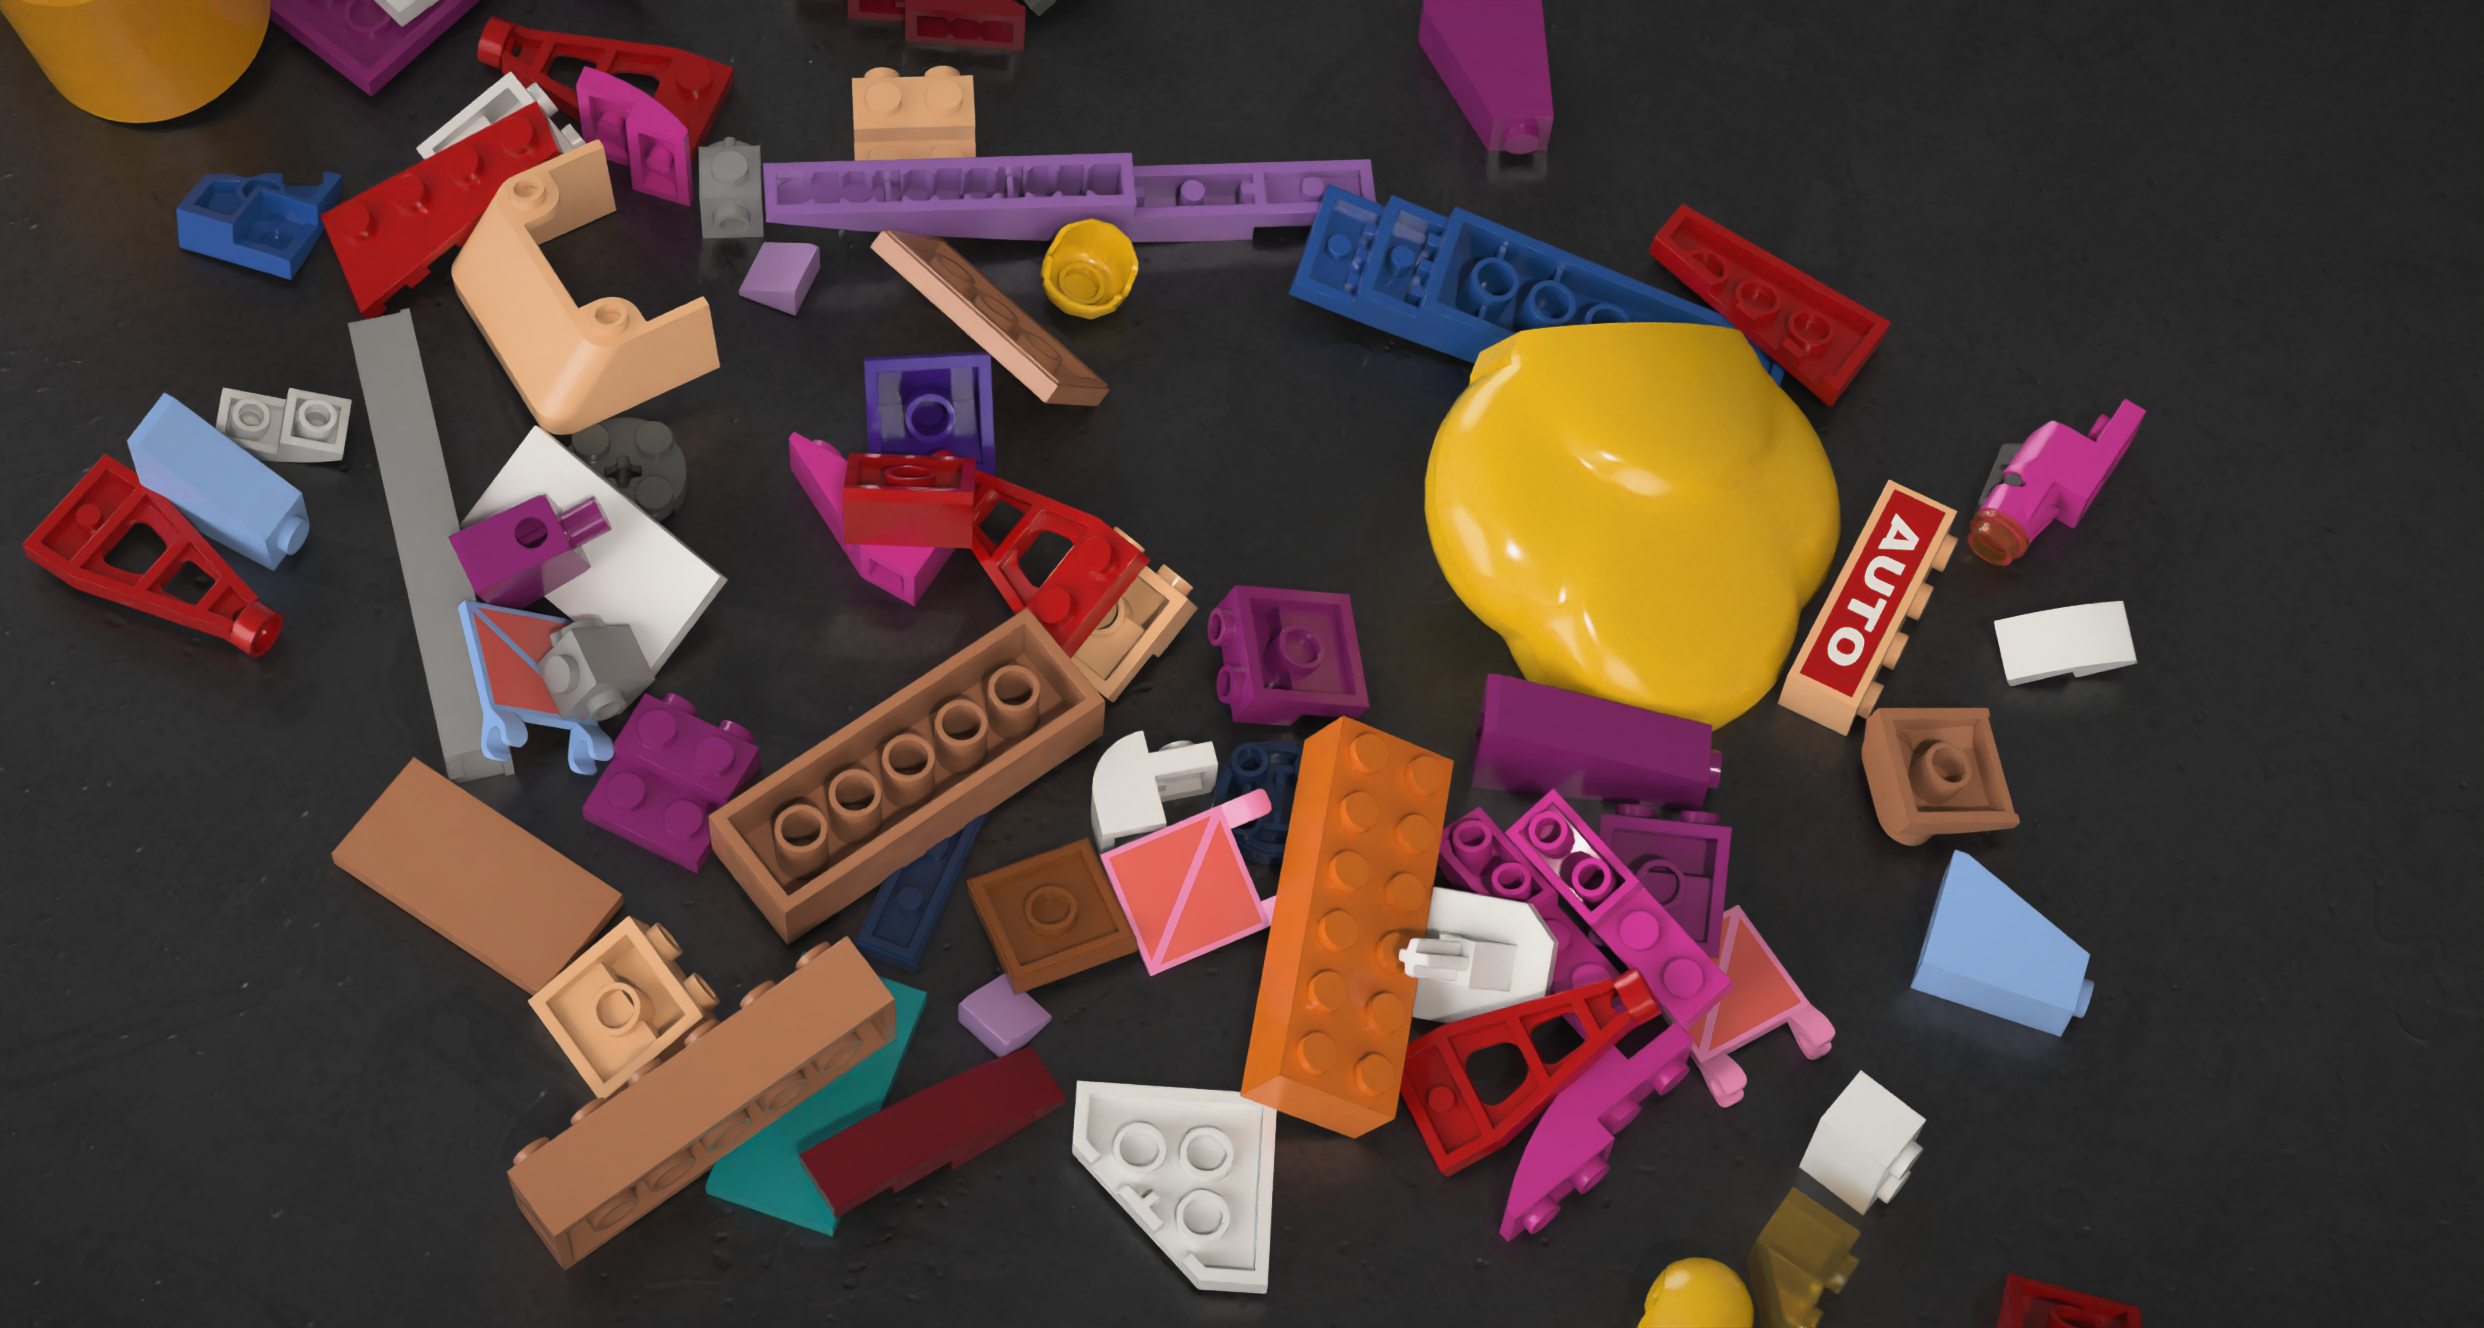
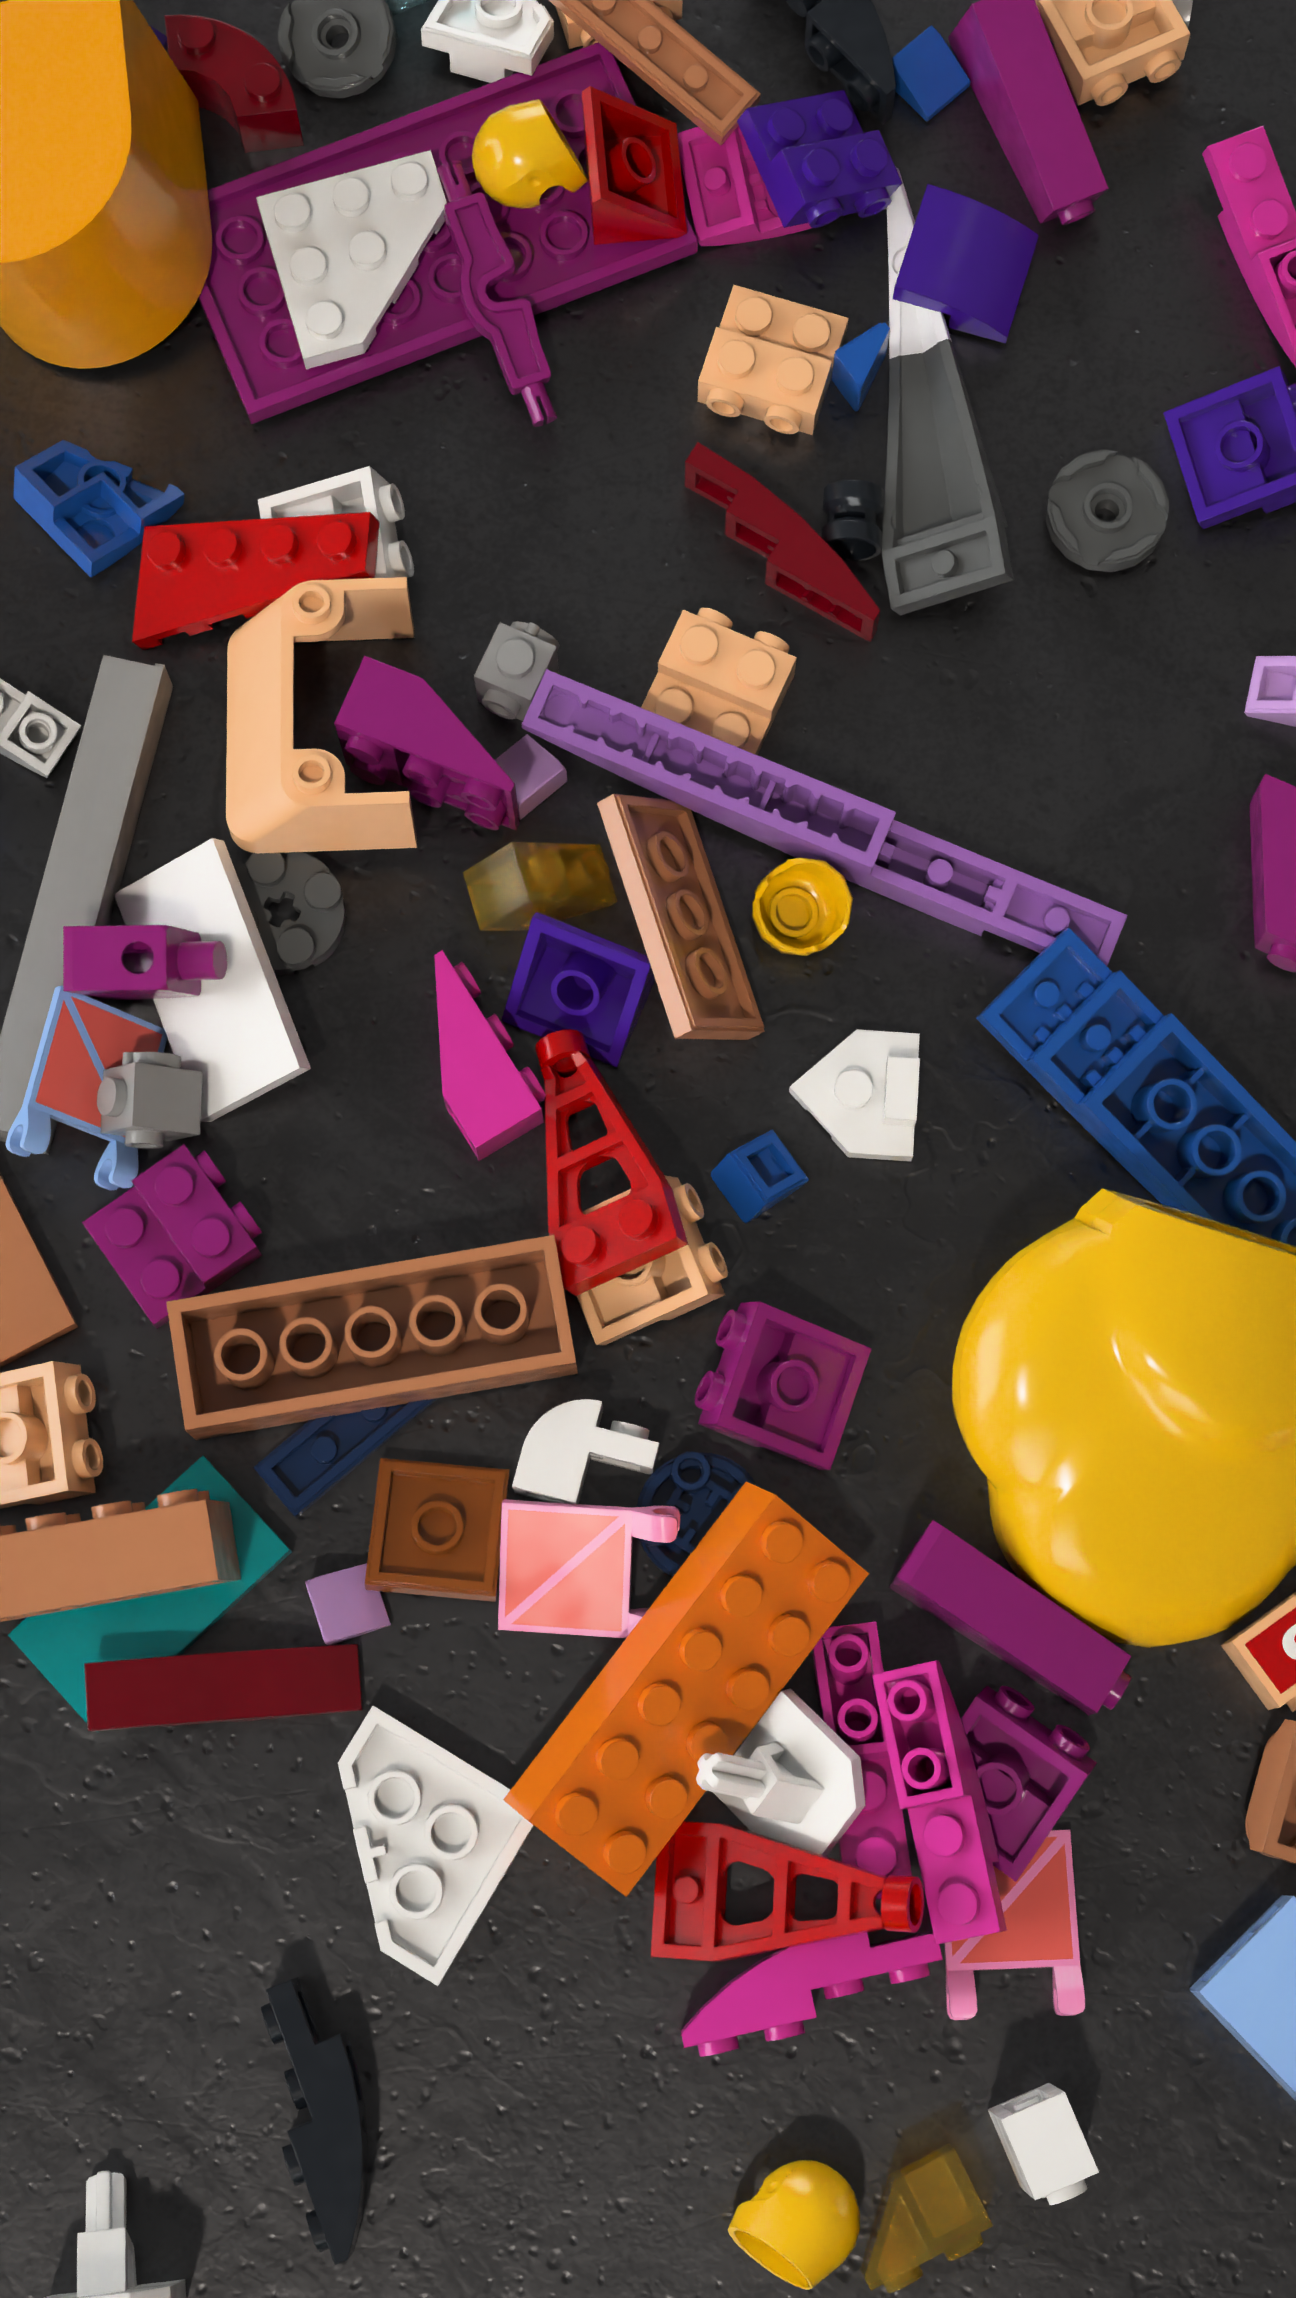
camera: 35 degrees right, 15 degrees up
(636, 134) = (453, 579): dark pink slope -> none
(672, 258) = (407, 735): none -> magenta slope
(688, 87) = (517, 565): red plate -> none
(831, 346) = (540, 878): none -> clear yellow slope
(909, 500) = (506, 1069): red slope -> none
(1169, 508) = (758, 1176): none -> blue slope
(1229, 400) = (866, 1094): none -> white plate

